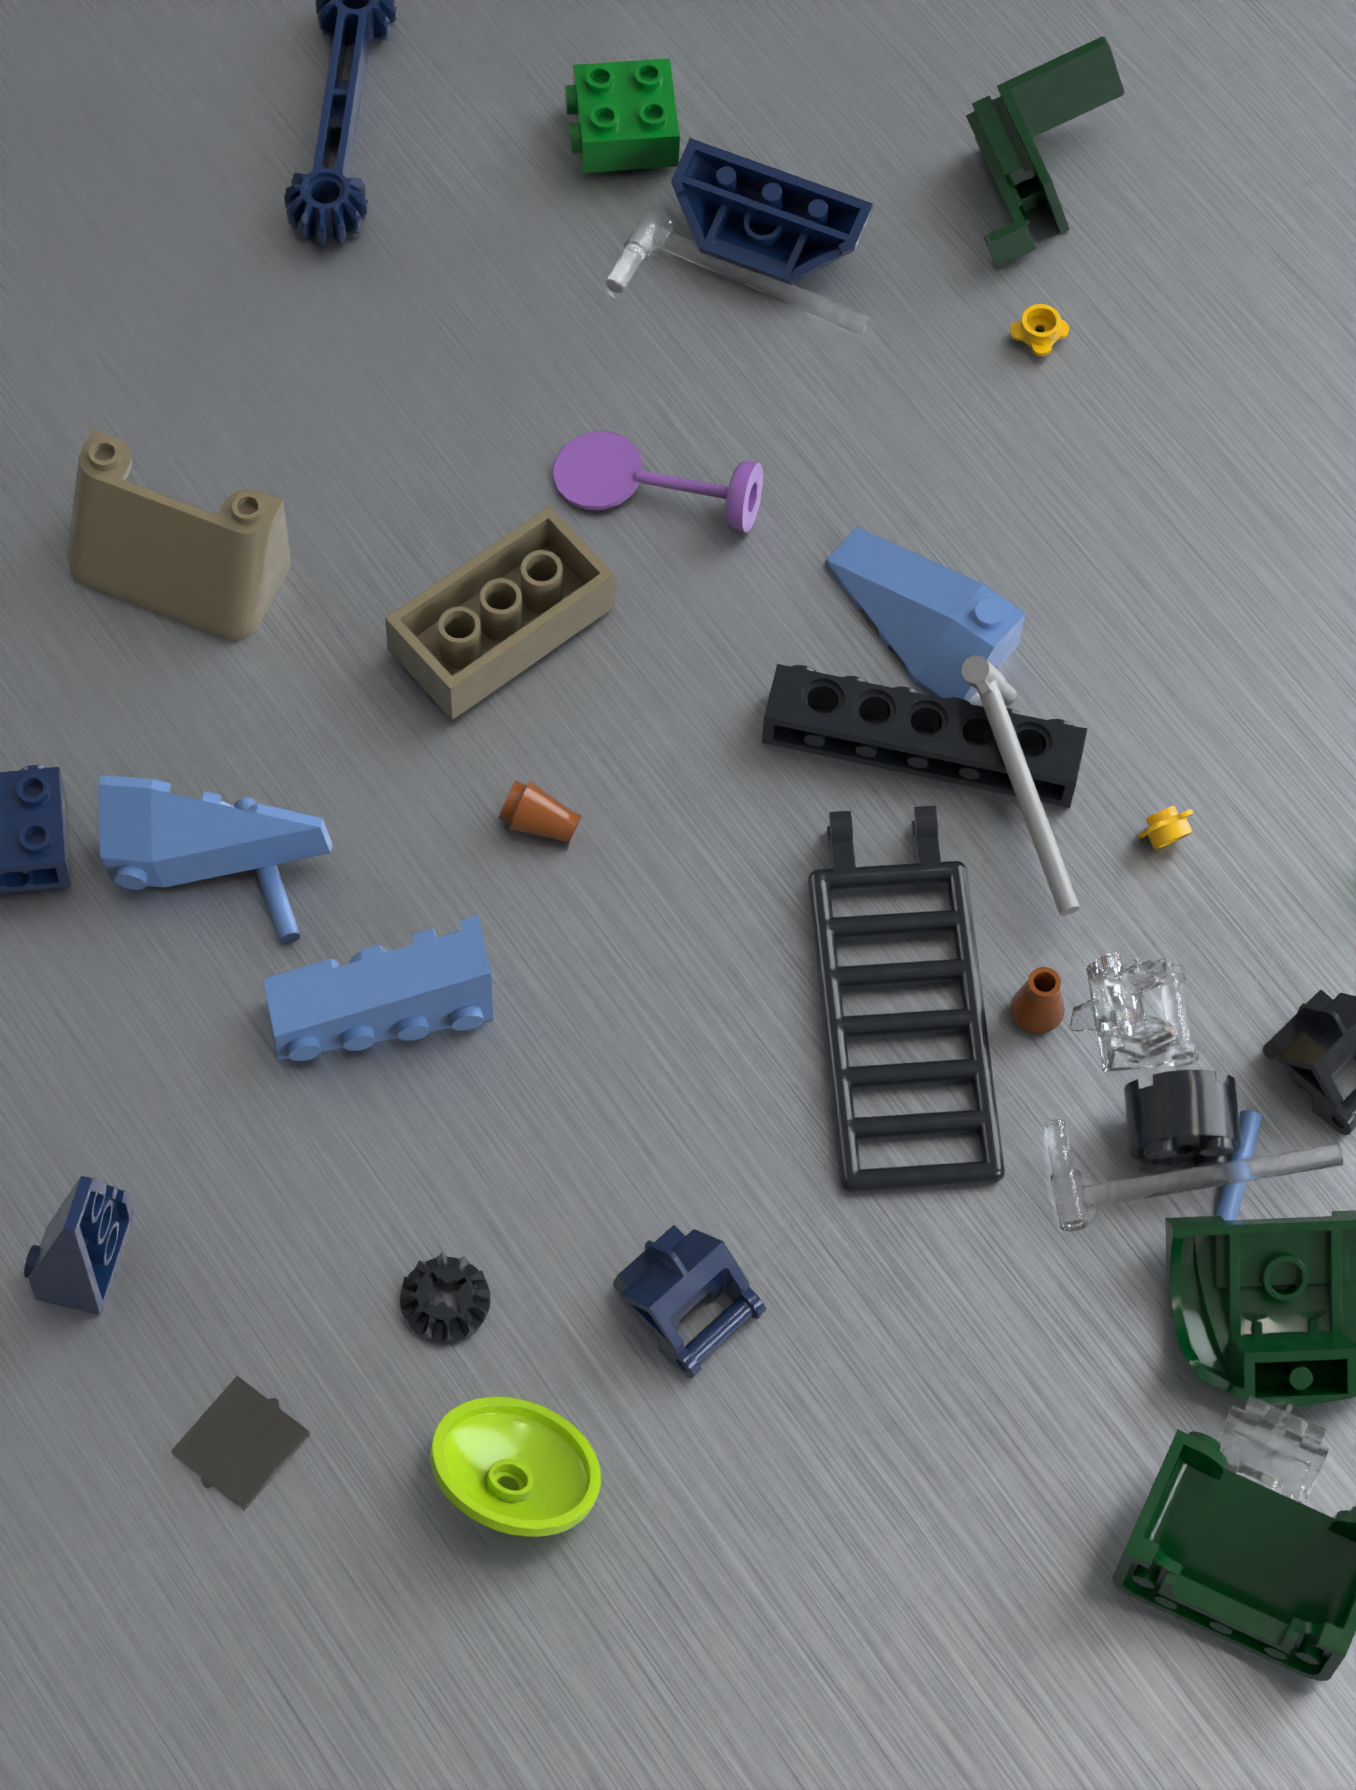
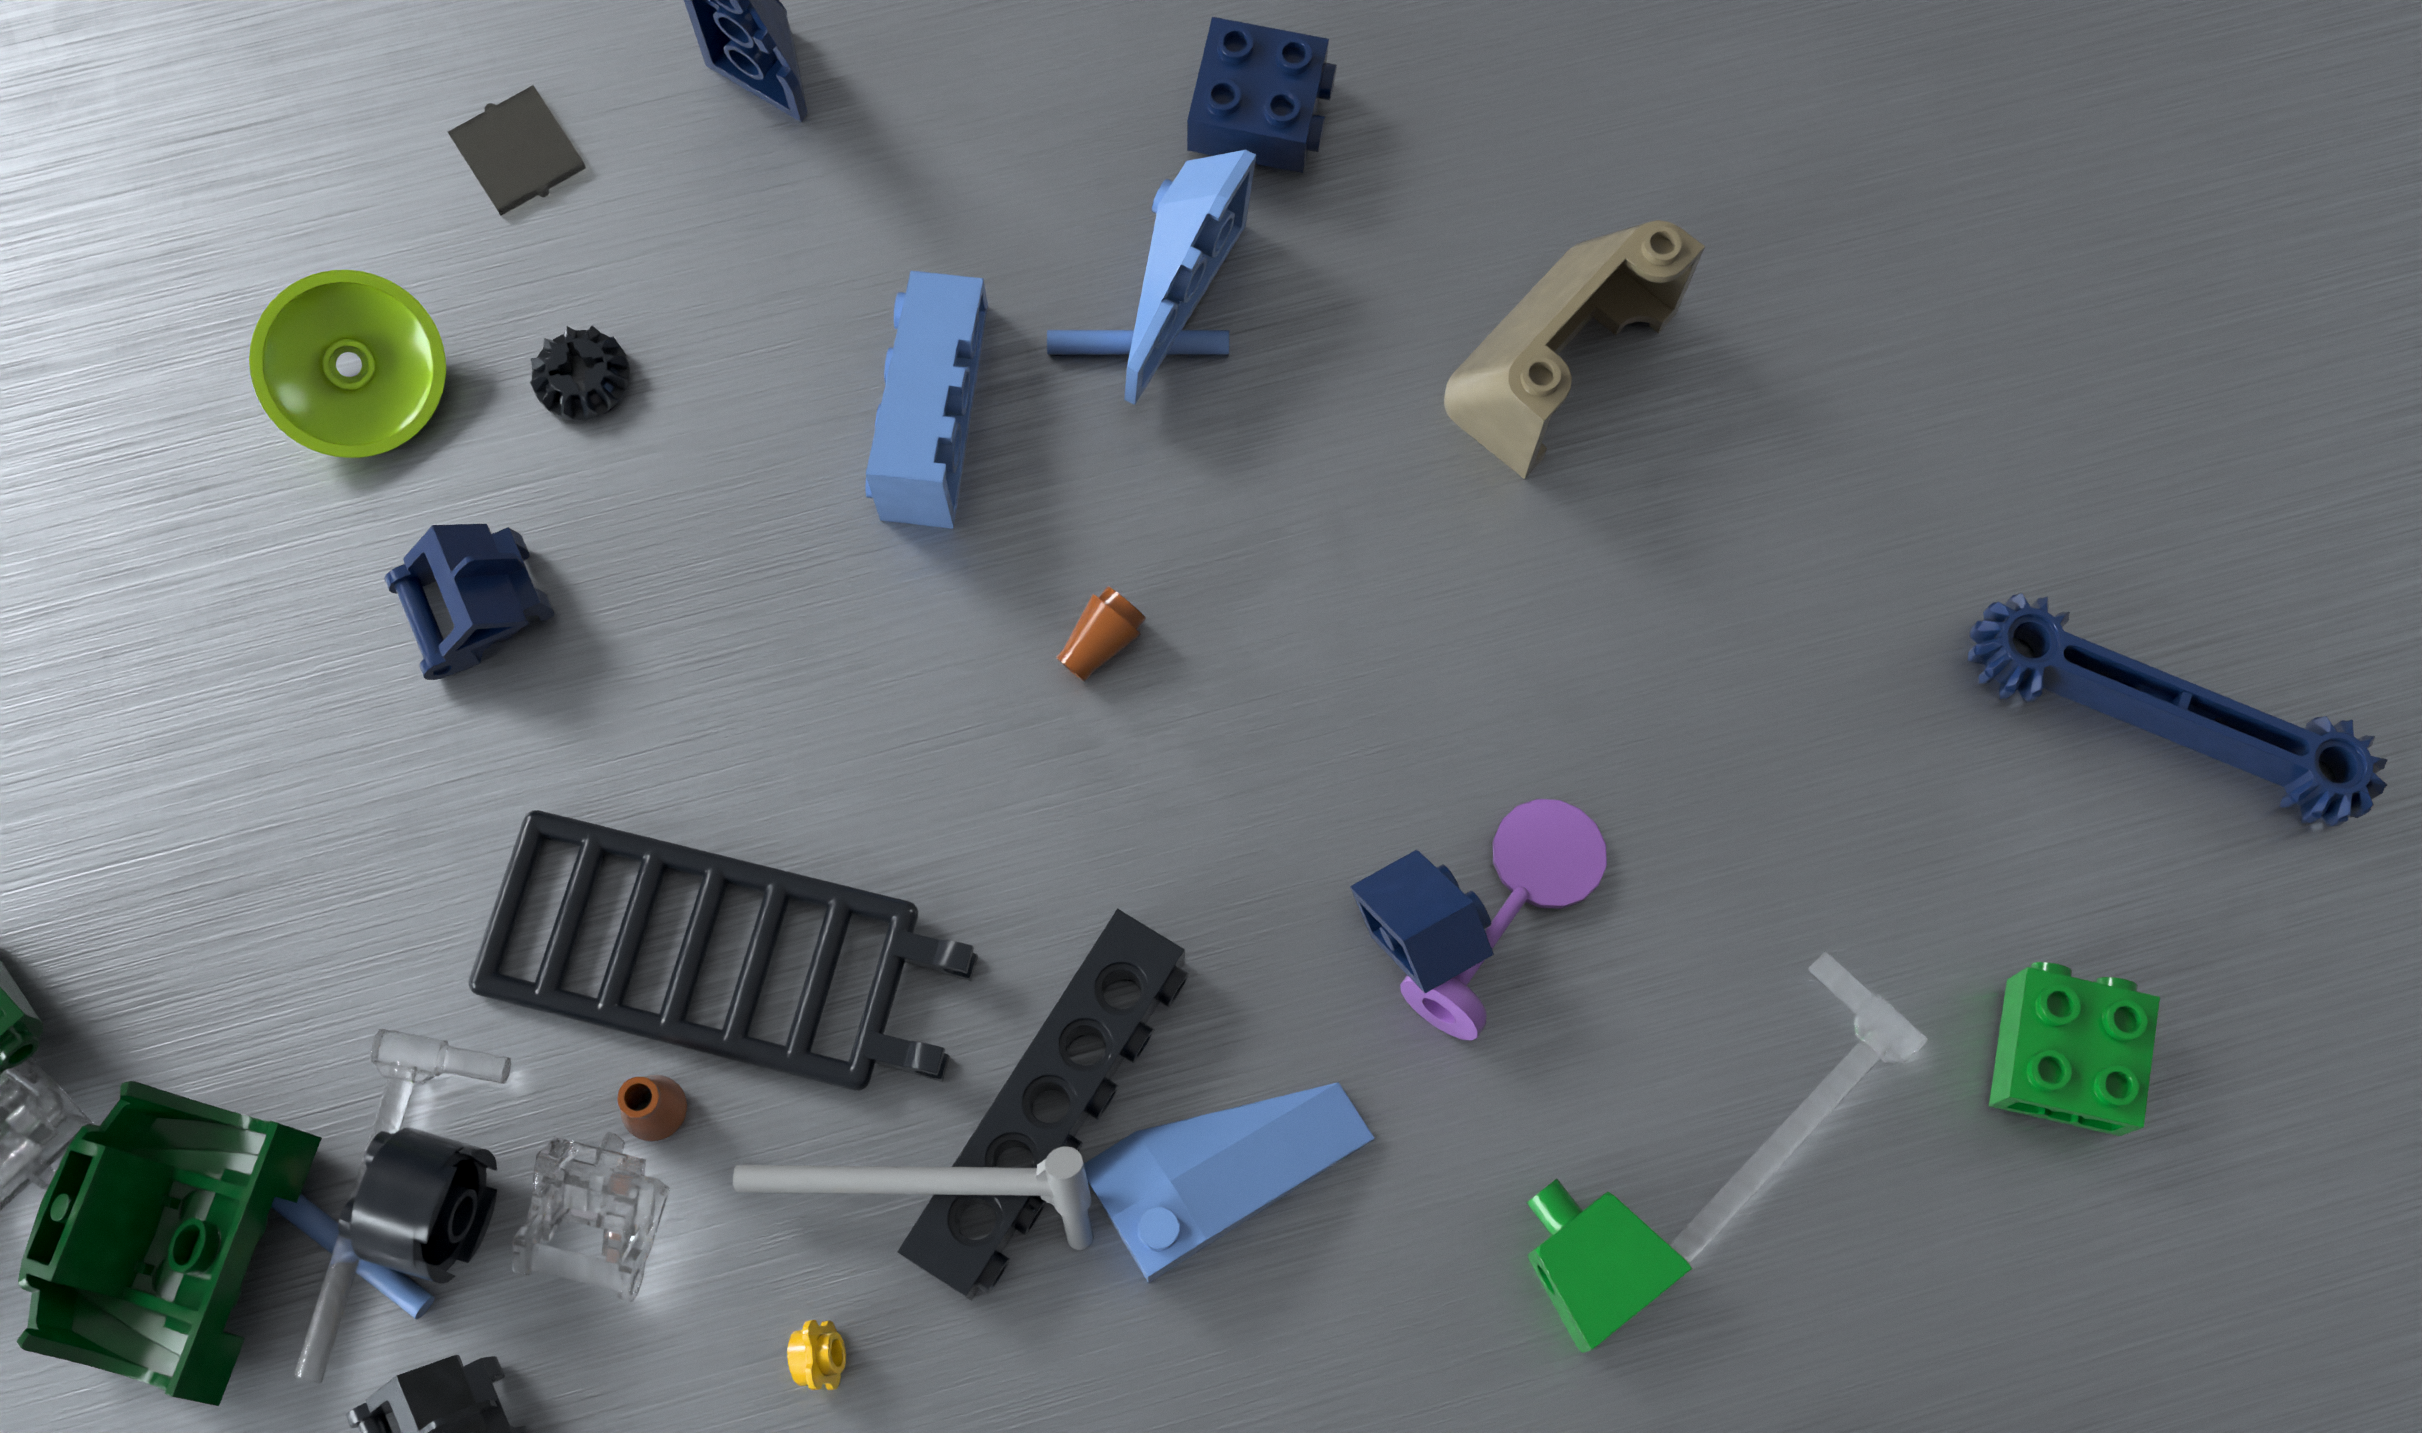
camera: 110 degrees right, 10 degrees up
(500, 612) = (1366, 663): dark tan brick -> none
(692, 515) = (1424, 919): none -> dark blue brick
(764, 214) = (1860, 1170): dark blue wedge -> none
(891, 361) = (1599, 1263): none -> green torso

